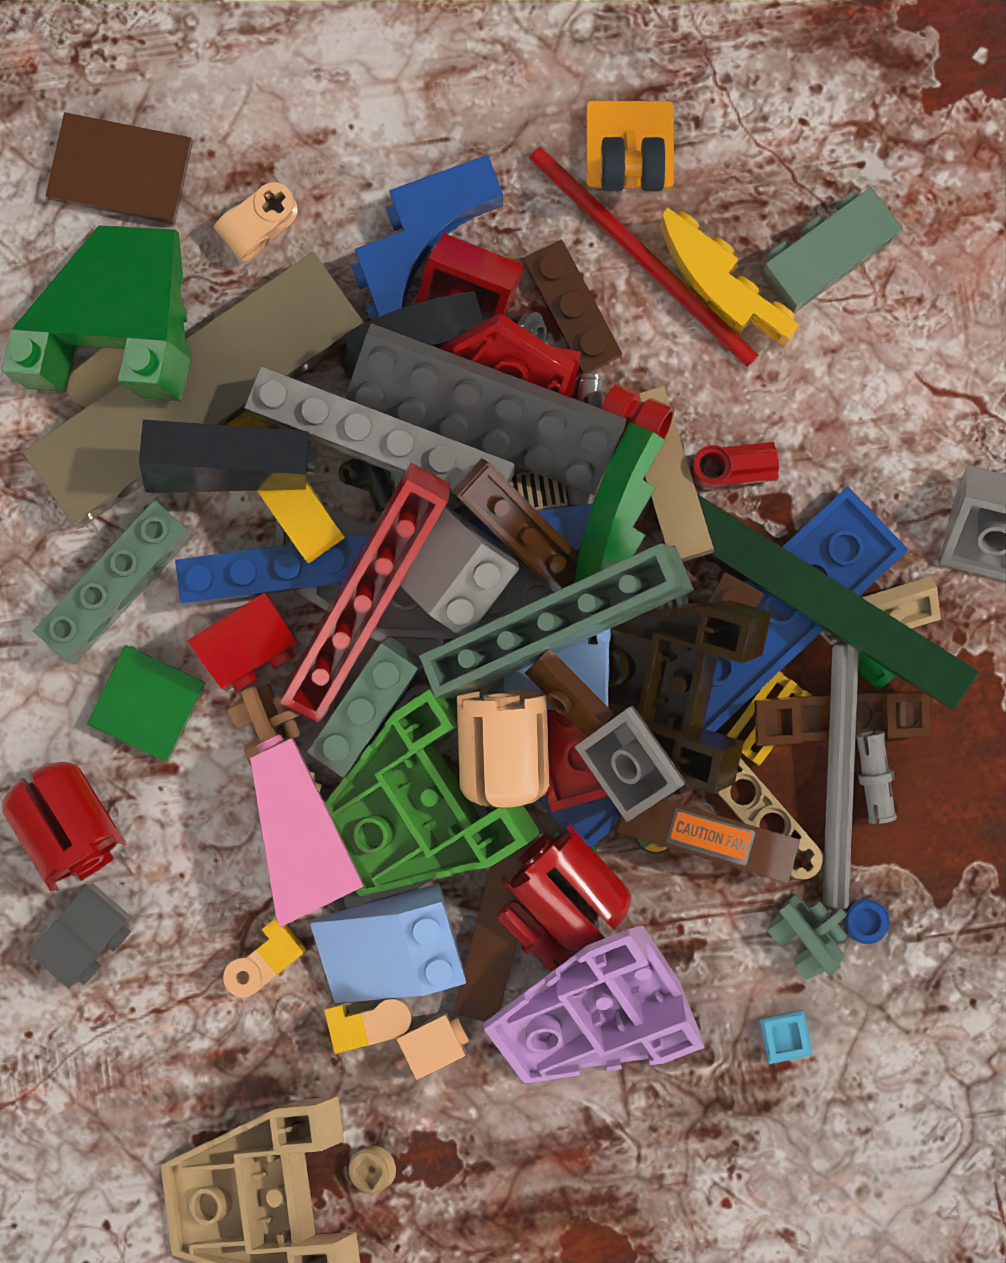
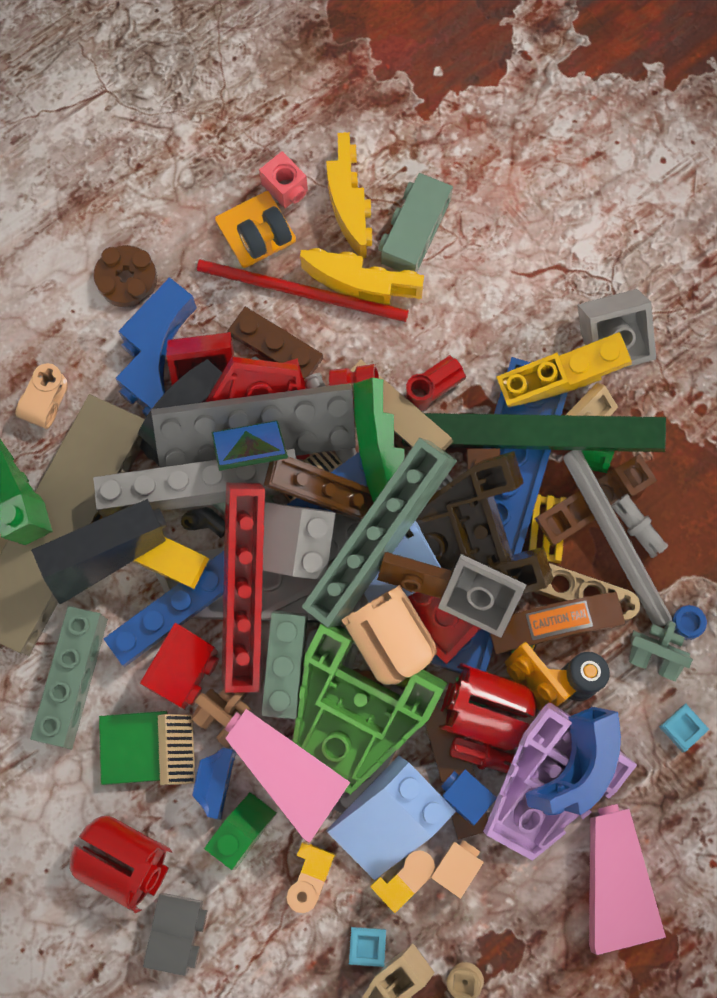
camera: 30 degrees left, 10 degrees down
(191, 733) = (176, 749): none -> tan tile
(213, 795) = (213, 782): none -> blue slope
(214, 865) = (240, 831): none -> green slope
(286, 1070) = (367, 946): none -> medium azure tile
(436, 92) = (119, 259): none -> reddish brown plate
(460, 434) = (249, 445): none -> piece
(488, 973) = (467, 796): none -> blue brick
(601, 1173) = (620, 890): none -> bright pink slope
(641, 1024) = (589, 768): none -> blue arch
(693, 914) = (576, 680): none -> light orange plate
(702, 82) = (281, 169): none -> coral brick
(762, 177) = (347, 199): none -> yellow slope
(896, 543) = (564, 373): none -> yellow slope

